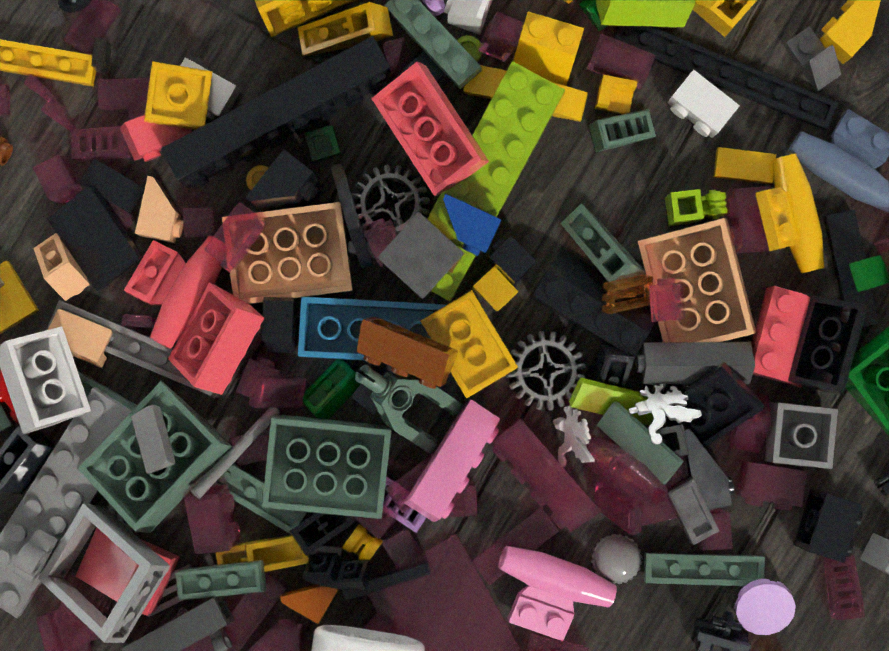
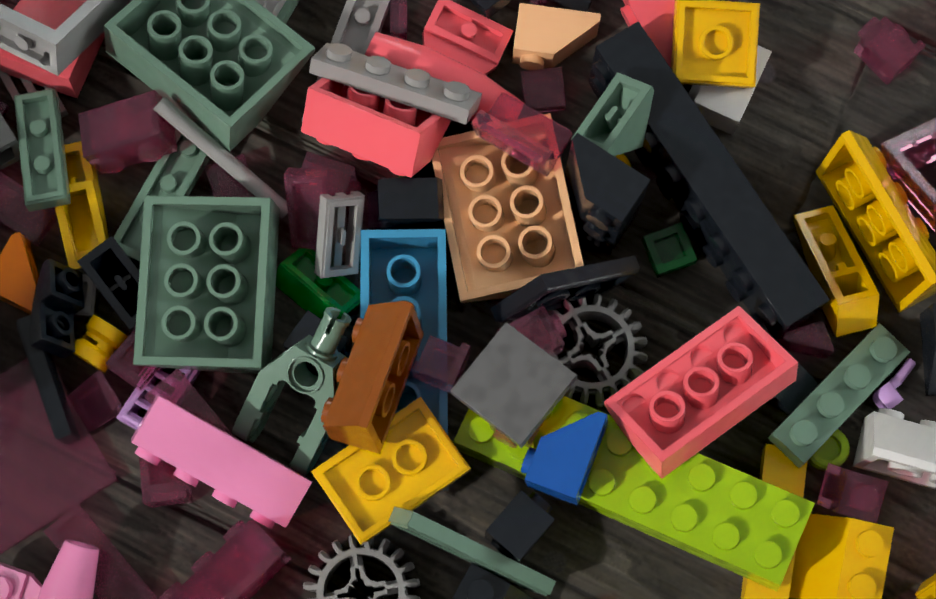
camera: 85 degrees right, 10 degrees down
(153, 439) = (233, 40): light grey slope -> none
(192, 325) = (402, 85): none -> light grey plate
(232, 168) = (619, 116): none -> sand green slope
(297, 376) = (332, 235): none -> light grey tile
(398, 304) = (441, 363): none -> clear pink panel
(495, 289) = (476, 508): yellow panel -> none
(526, 294) = (471, 551): none -> sand green tile

